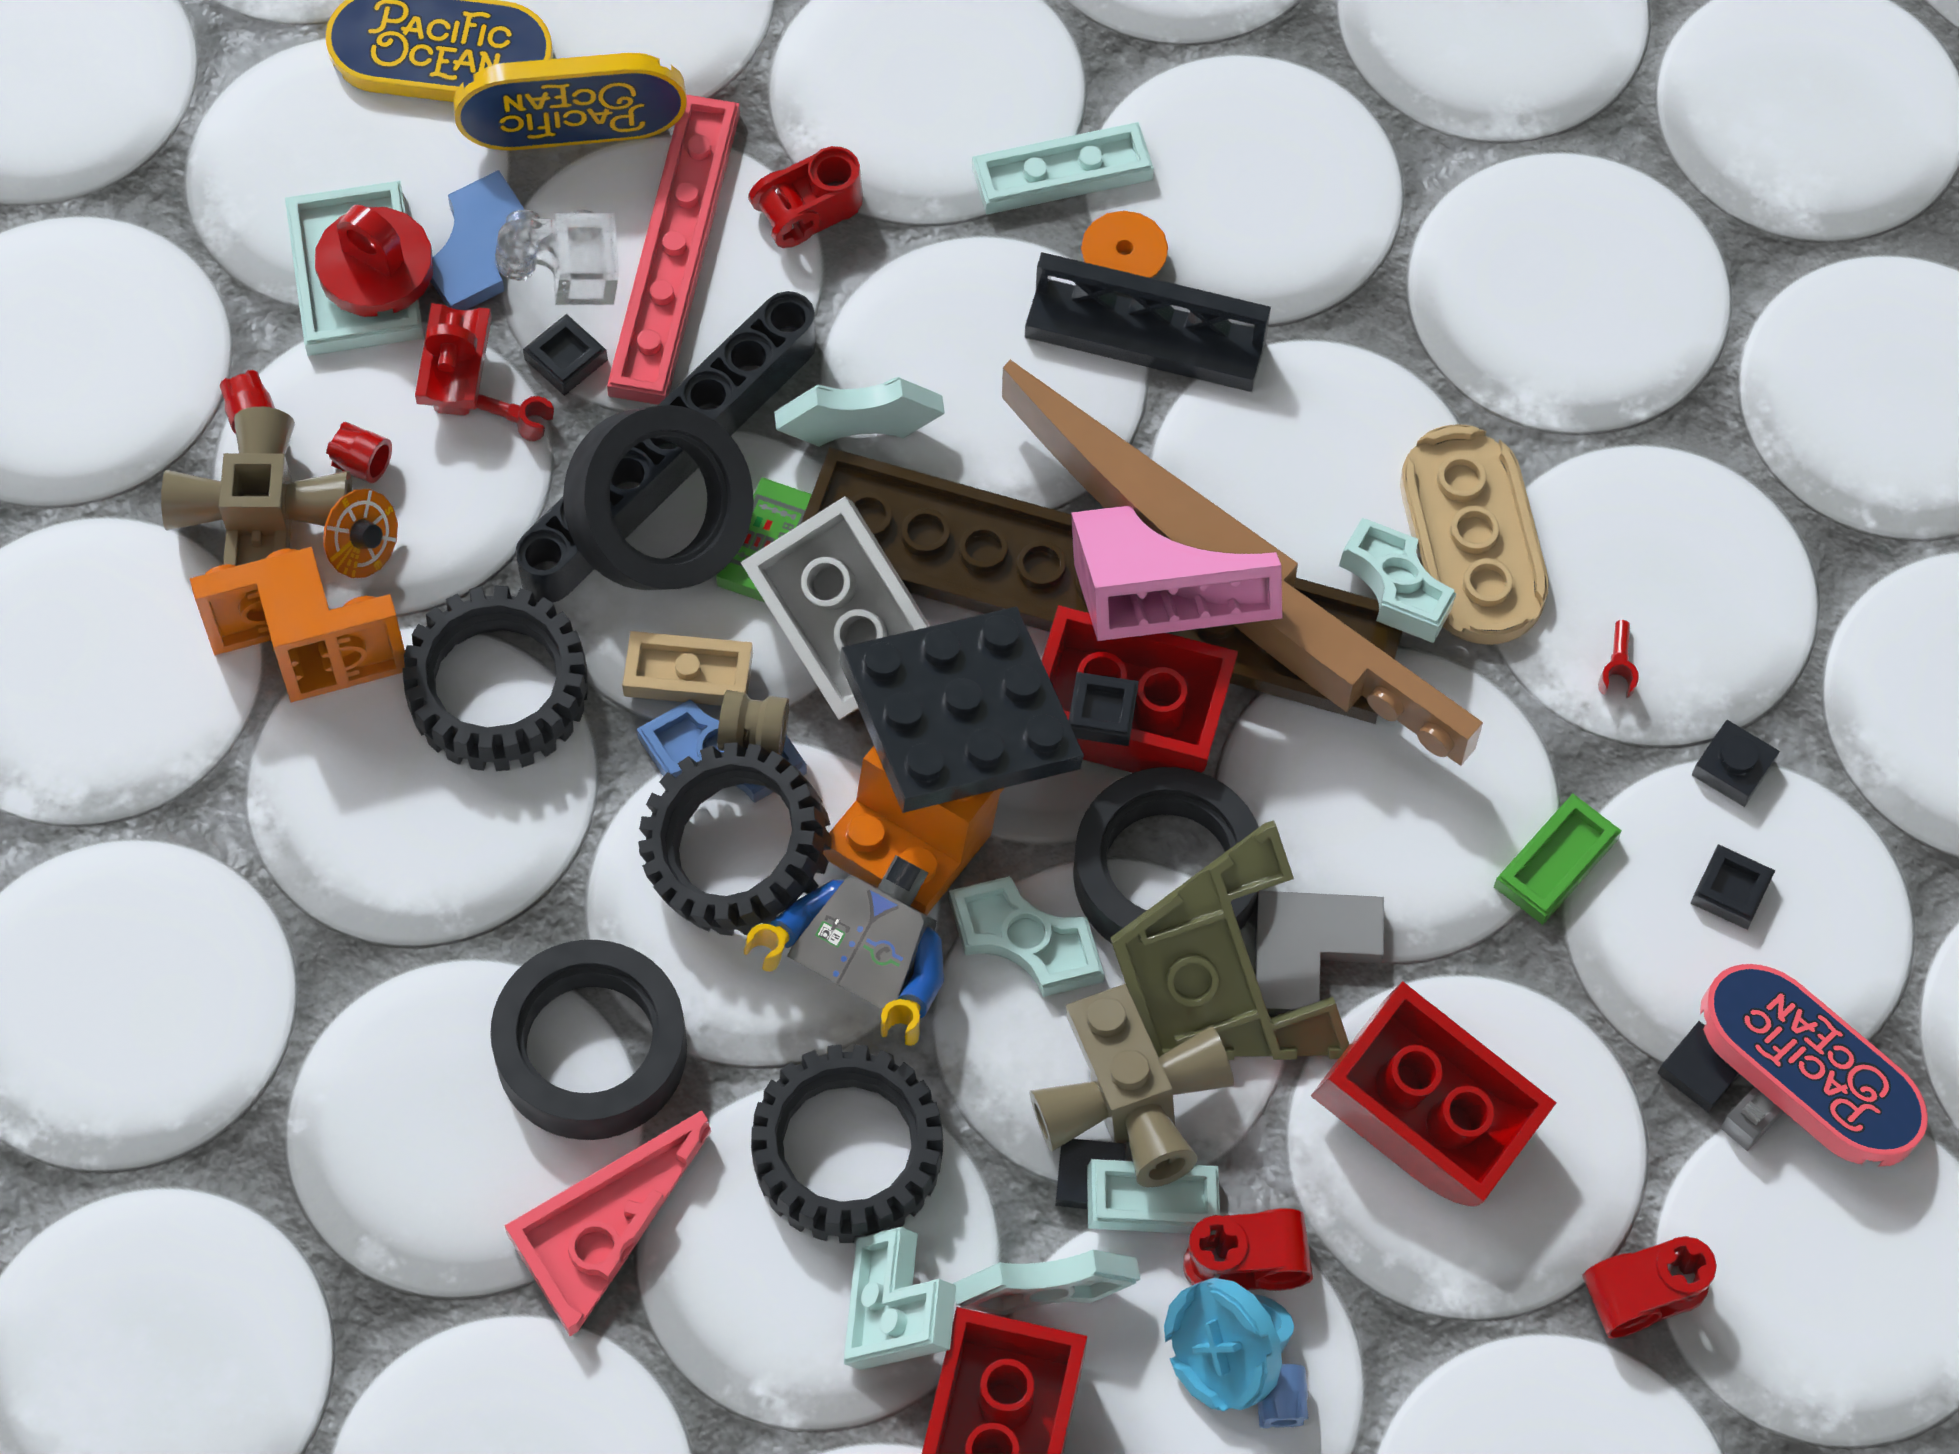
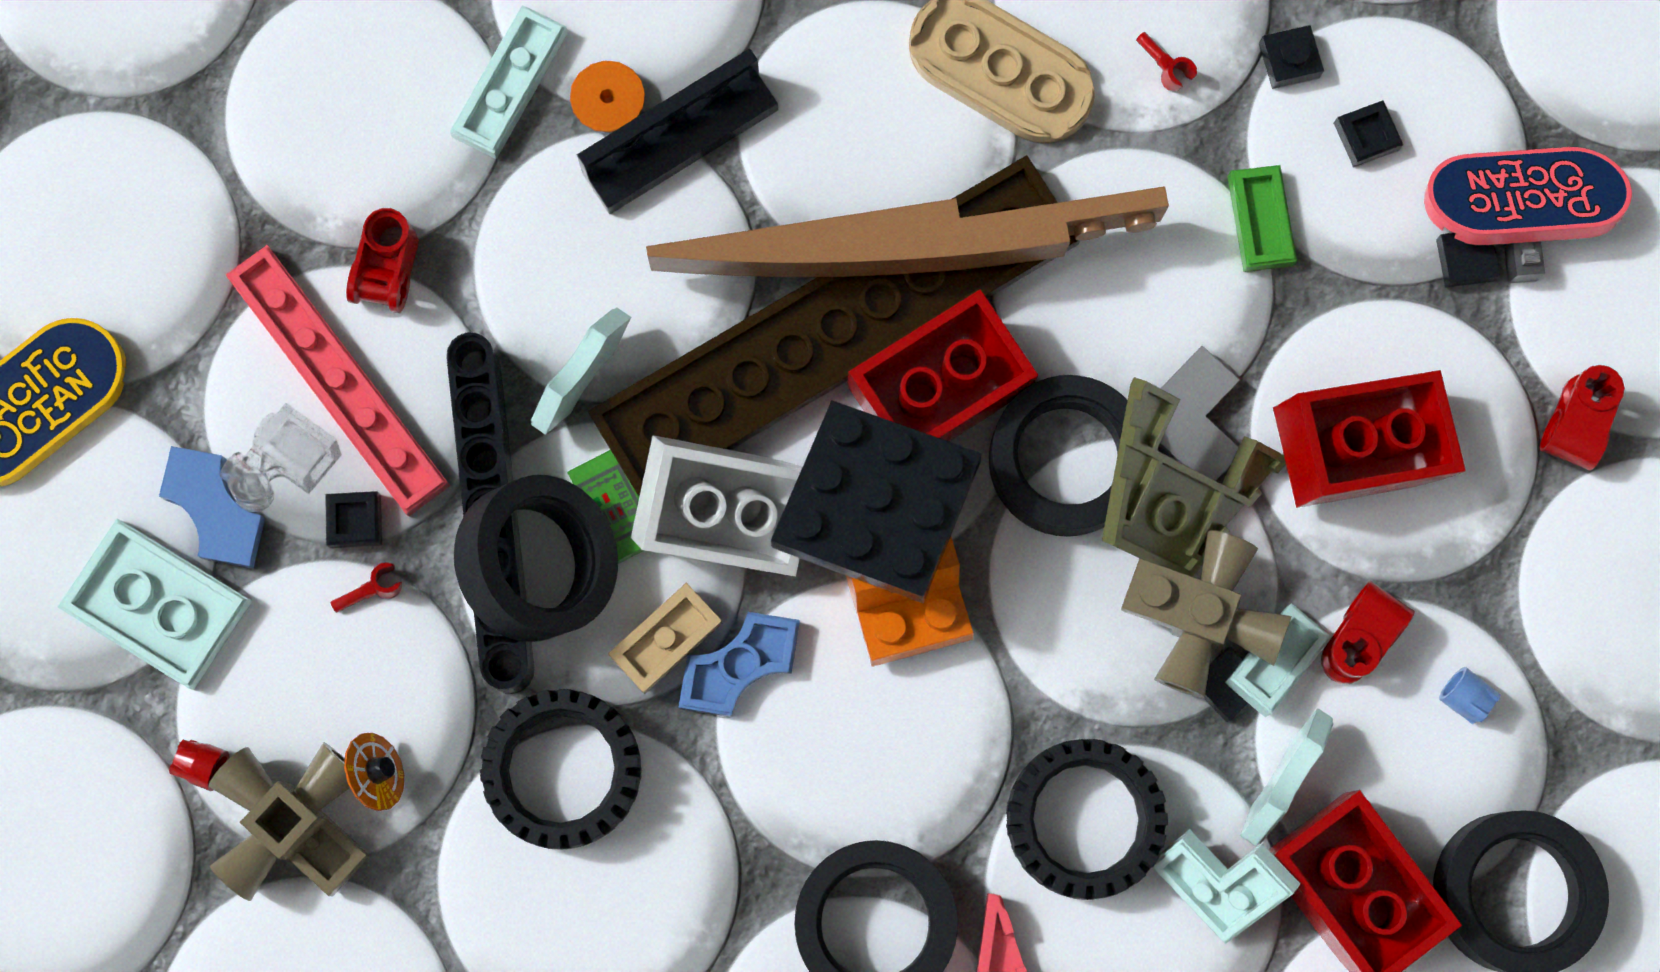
camera: 50 degrees left, 15 degrees up
(286, 604) = (410, 872): orange bracket -> none
(360, 452) = (307, 719): red hose -> none
(374, 261) = (169, 590): red tile -> none
(453, 359) = (294, 599): red hips -> none
(569, 101) = (168, 358): tile -> none
(697, 784) = (810, 777): black tyre -> none
(753, 721) = (752, 634): dark tan wheel -> none
(865, 943) = (968, 694): torso -> none
(1050, 948) = (1012, 591): light aqua tile -> none
(1103, 708) = (950, 409): black tile -> none
(1154, 585) = (895, 304): bright pink arch -> none
(1227, 1343) = (1421, 703): medium azure tile -> none
(1404, 589) = (1020, 147): light aqua tile -> none

